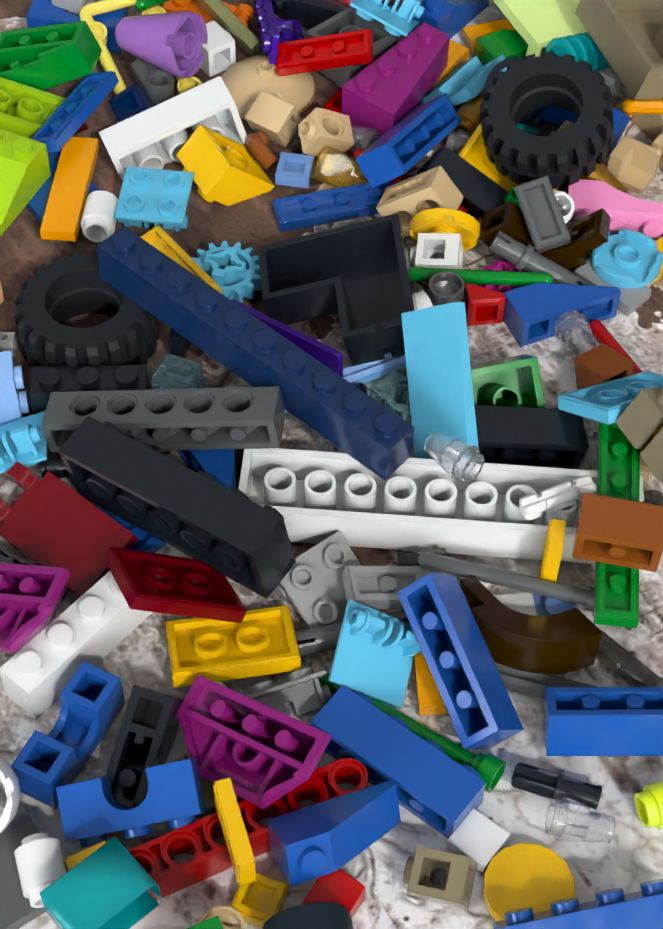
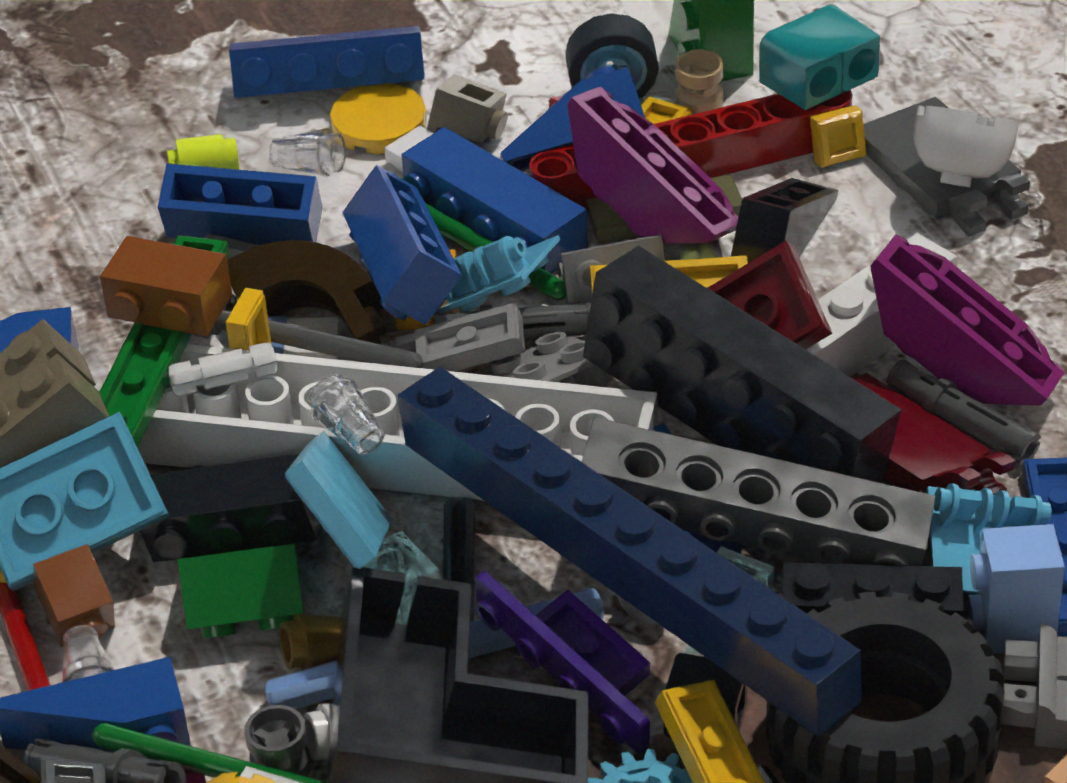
camera: 170 degrees left, 10 degrees down
(39, 865) = (886, 114): white brick -> none
(87, 711) = (886, 204): blue arch -> none
(92, 811) = (789, 154): blue arch -> none
(234, 831) = (680, 100): yellow tile -> none
(483, 305) = (218, 725): red slope -> none
(555, 785) = (331, 181): black axle -> none

